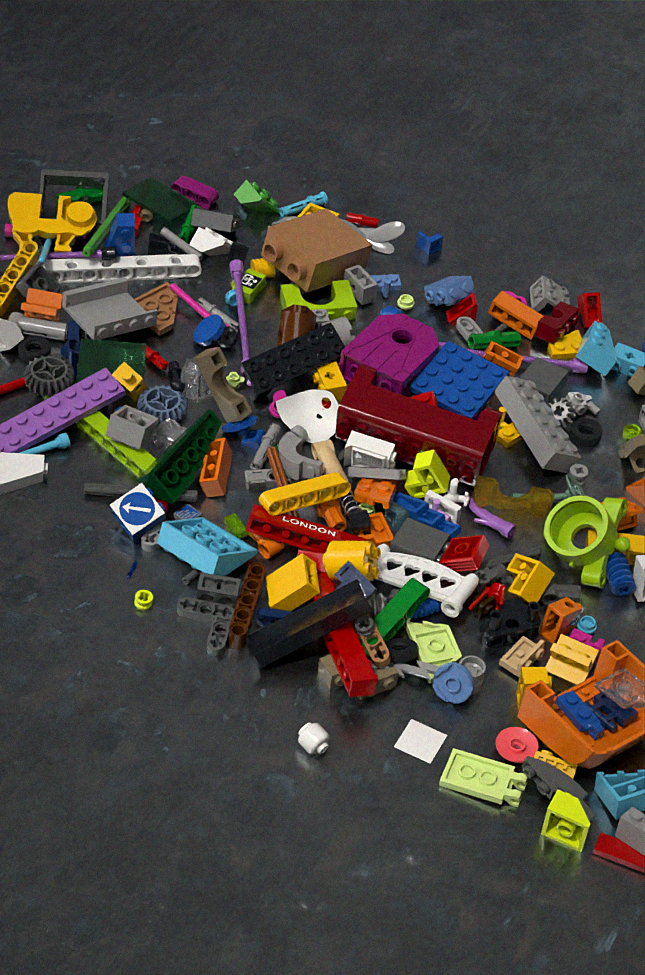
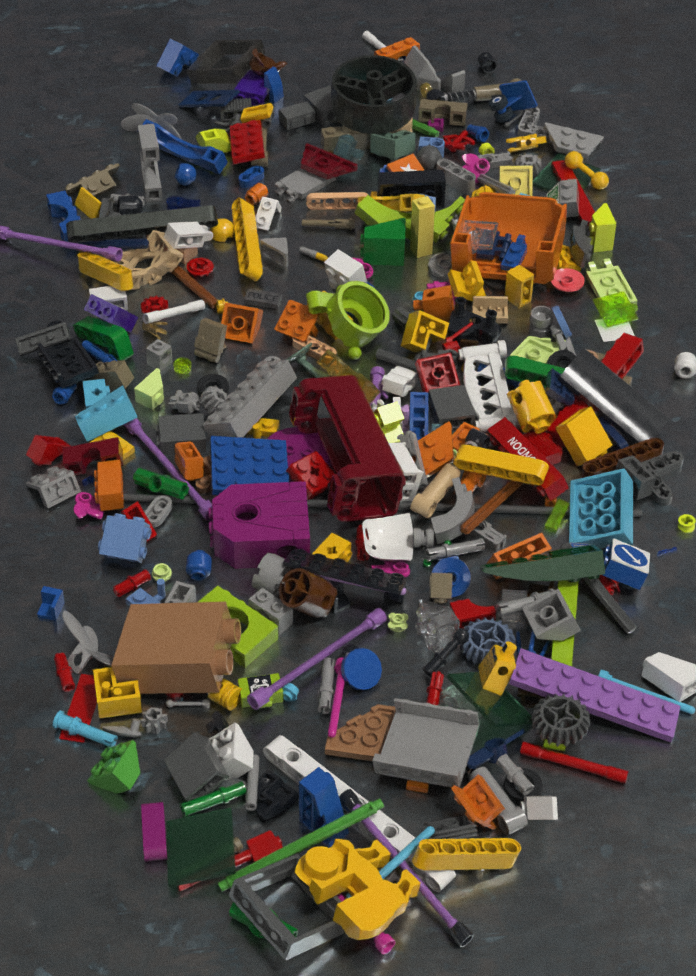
camera: 125 degrees left, 0 degrees up
(41, 338) = (515, 774): none -> light grey pin
(160, 437) = (517, 605): none -> light grey pin
(194, 409) = (468, 611): none -> red arch
(410, 283) = (132, 583): none -> red axle
(440, 748) = (616, 309): none -> clear neon green hinge
(483, 524) = (399, 381): none -> white brick
(611, 394) = (150, 390): none -> yellowish green slope

